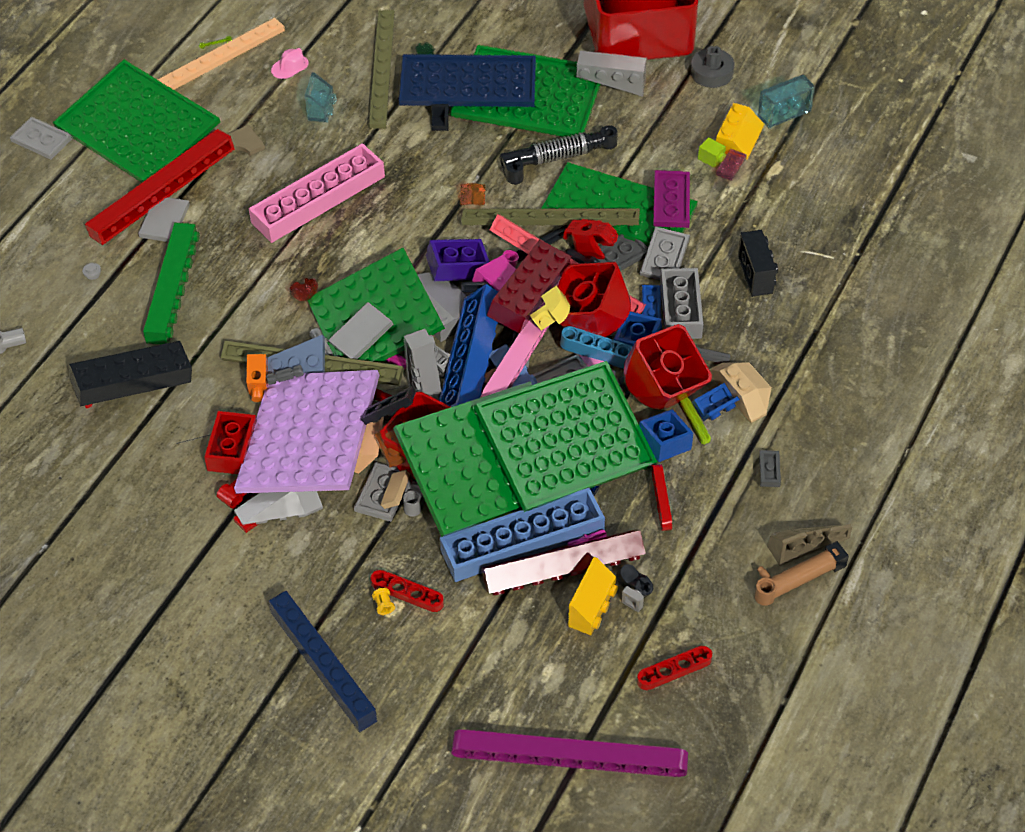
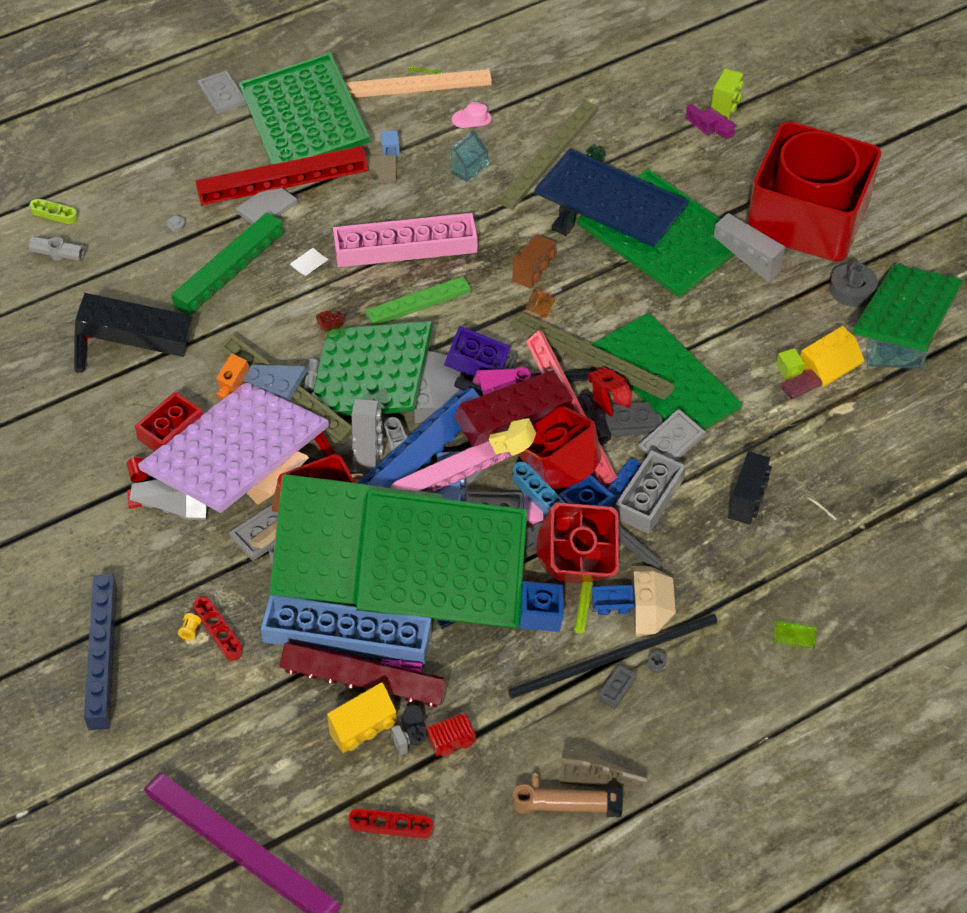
camera: 30 degrees right, 0 degrees up
(90, 421) = (79, 353): none -> black axle
(236, 116) = (390, 143): none -> medium blue brick
(241, 250) = (308, 262): none -> white sticker
(285, 374) = (252, 386): dark grey axle -> none
(361, 332) = (343, 380): light grey tile -> none
(365, 240) = (417, 301): none -> bright green plate
(388, 406) = (304, 455): black plate -> none
(442, 162) = (533, 261): none -> dark orange wedge
(551, 151) = (649, 296): black piece -> none
(661, 497) = (496, 662): red beam -> none
(670, 573) = (451, 735): none -> red brick
(671, 199) = (714, 390): magenta plate -> none
(745, 448) = (612, 656): none -> black piece
(775, 64) = (909, 307): none -> green plate
(781, 438) = (657, 656): none -> dark grey bush
(871, 360) = (795, 635): none -> clear neon green tile

